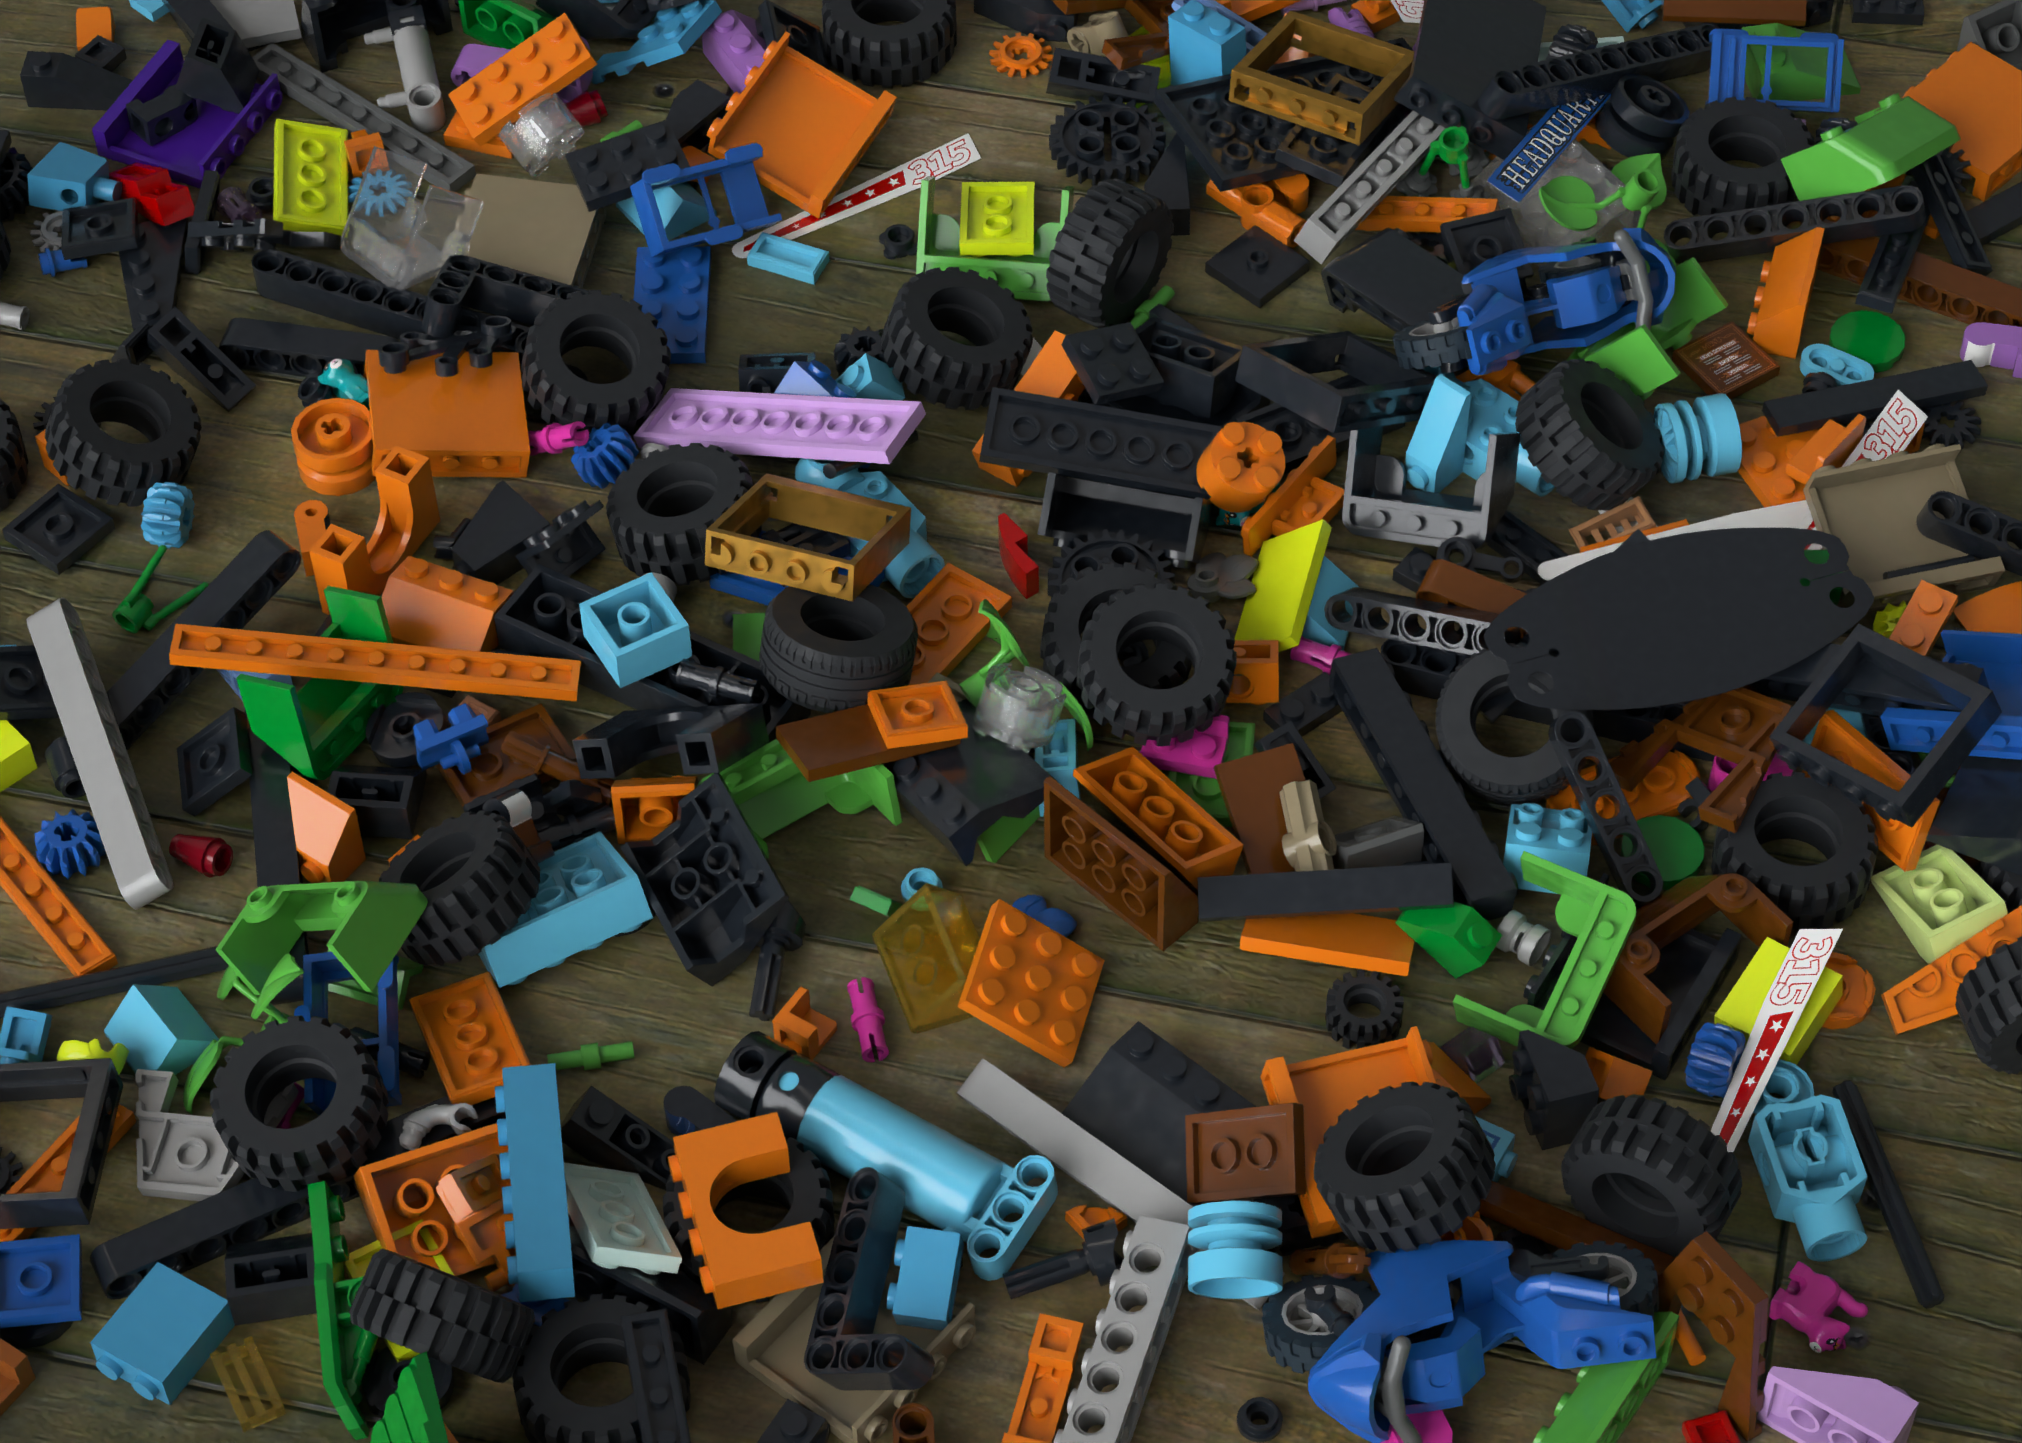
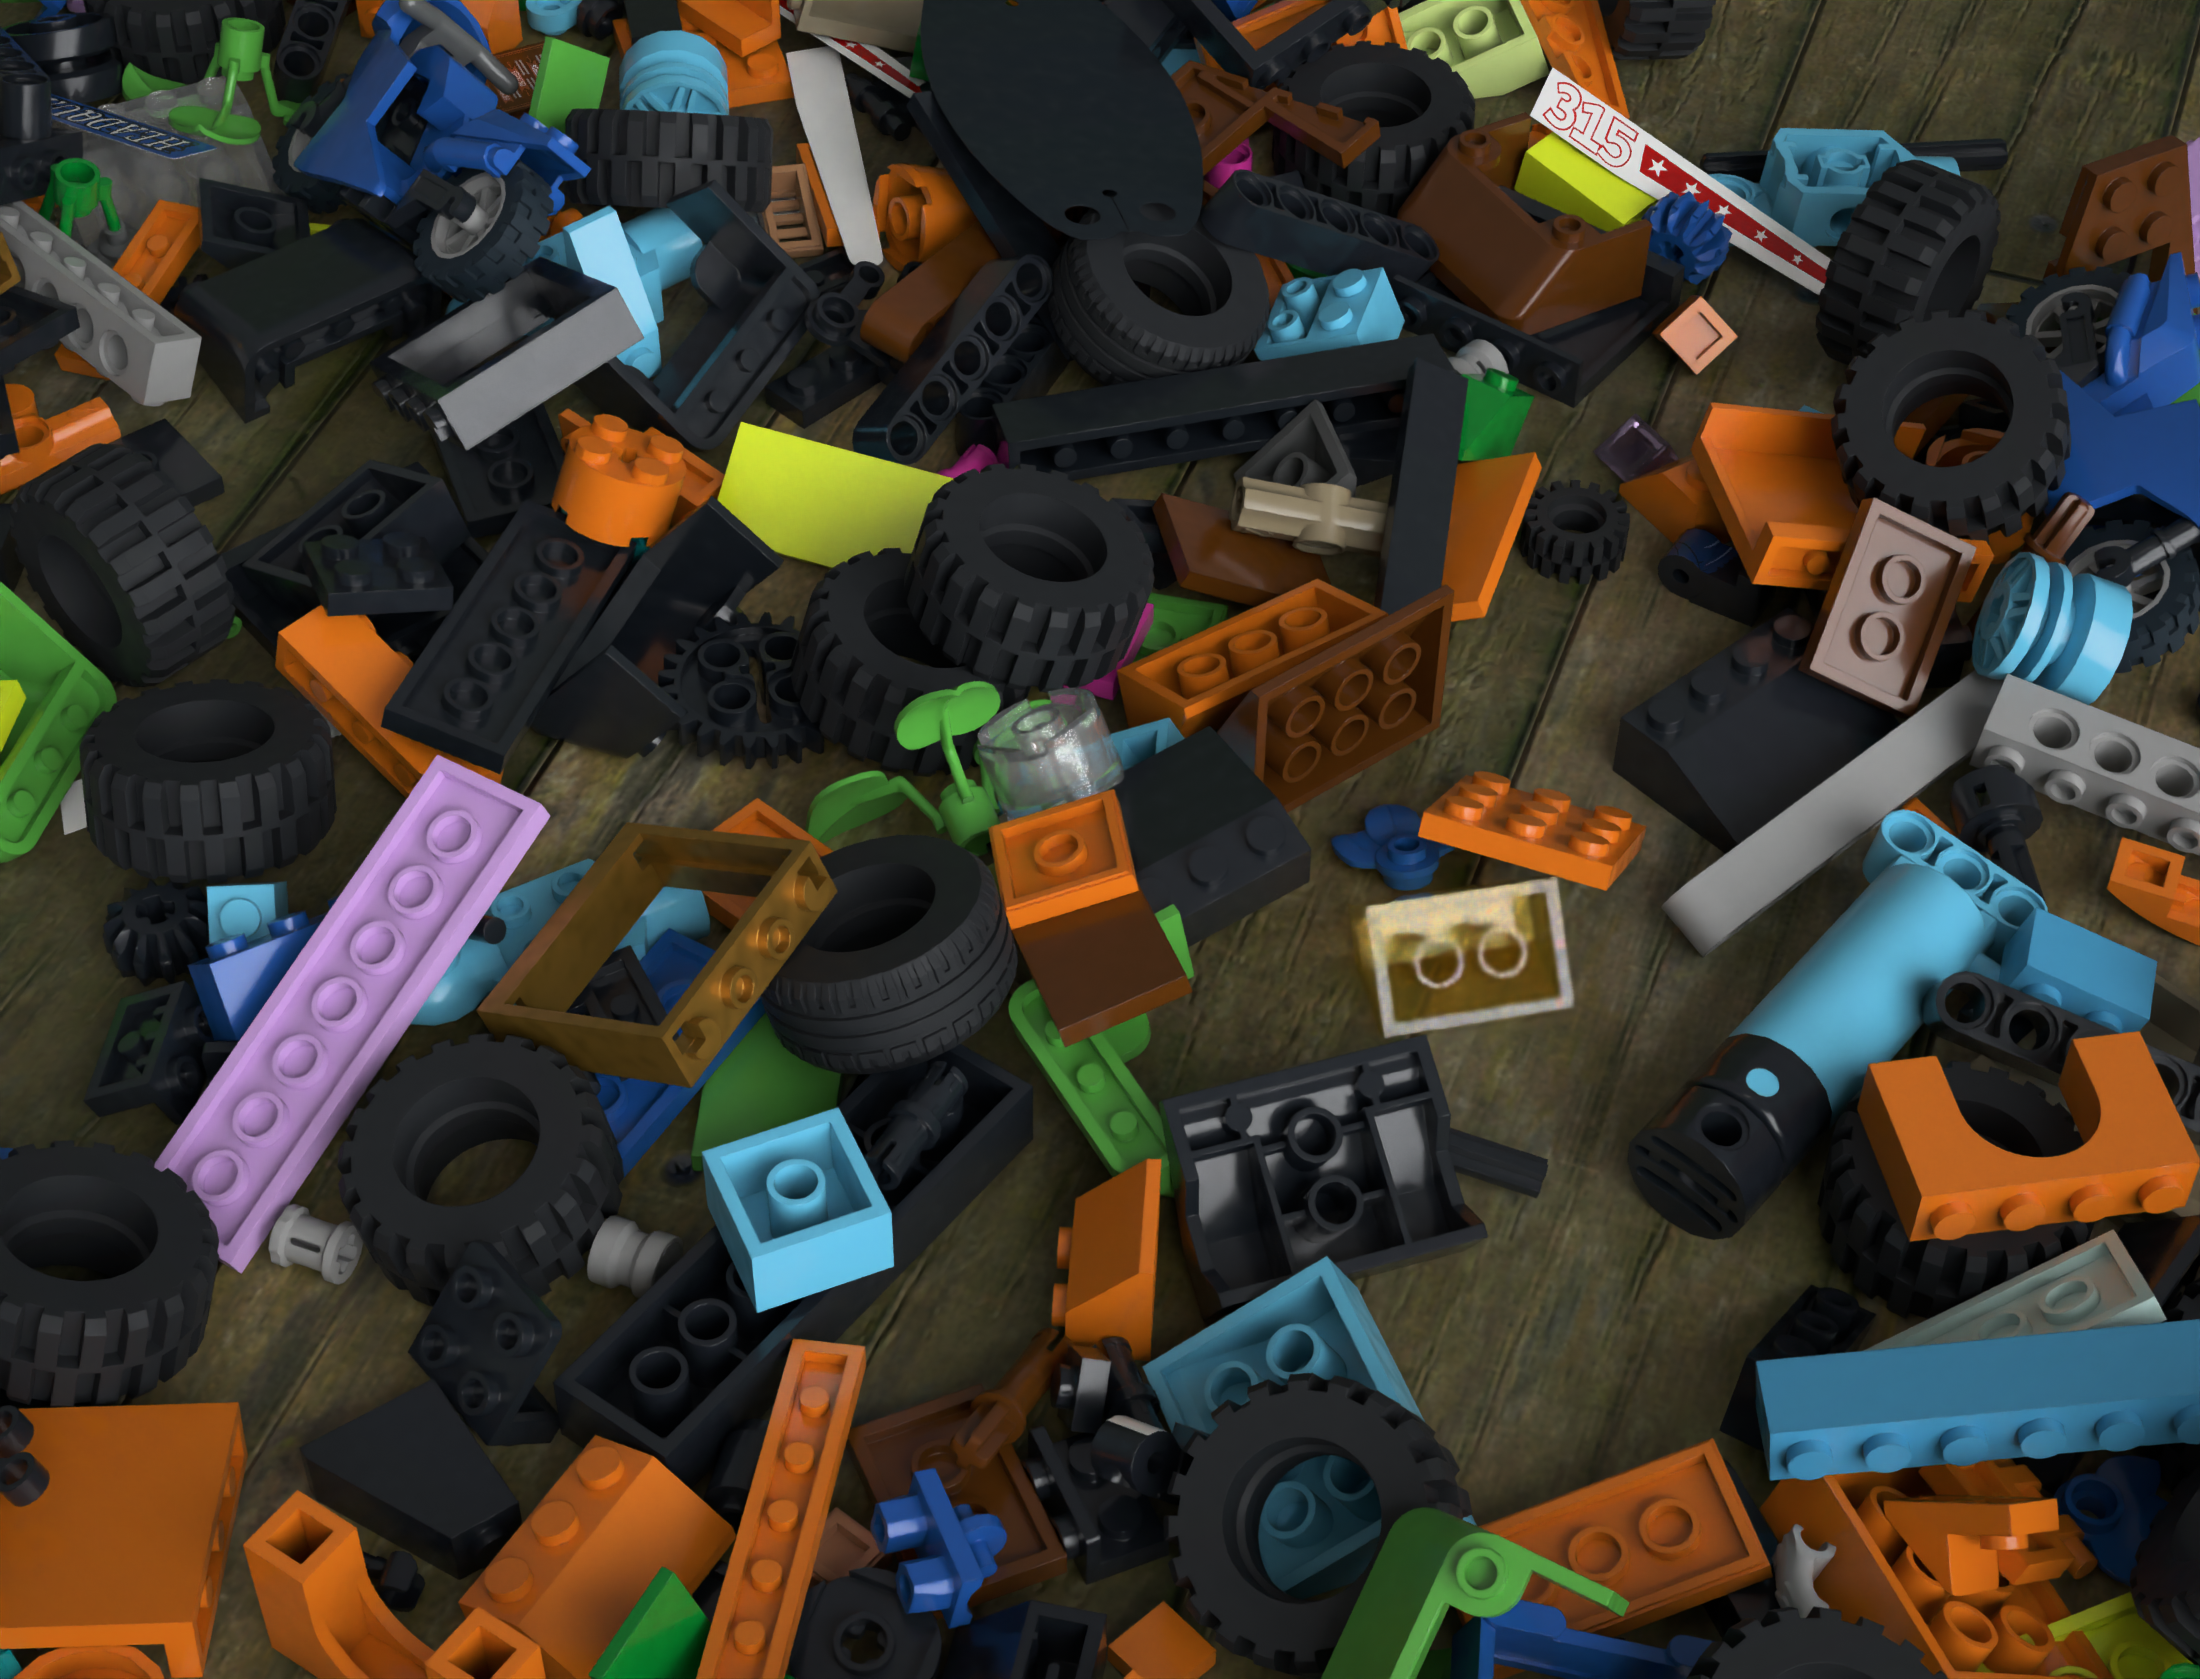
camera: 85 degrees left, 5 degrees down
(557, 438) = (215, 1360): dark pink pin -> none
(592, 1056) = (1613, 1408): bright green bar -> none
(604, 455) = (261, 1325): blue gear -> none
(691, 1111) = (1762, 1259): black leg -> none
(703, 735) = (1031, 1114): black arch -> none
(801, 1026) = (1573, 1132): orange panel -> none
(867, 1019) = (1558, 1048): dark pink pin -> none
(874, 901) = (1343, 1010): green tile -> none
(916, 879) = (1309, 964): medium azure plate -> none
(1015, 558) = (659, 795): red slope -> none
(1223, 577) = (787, 588): dark grey plate -> none
(1553, 1088) = (1737, 357): black slope -> none
(1602, 922) = (1570, 296): bright green windscreen -> none
(1810, 1302) = (2027, 234): dark pink animal -> none

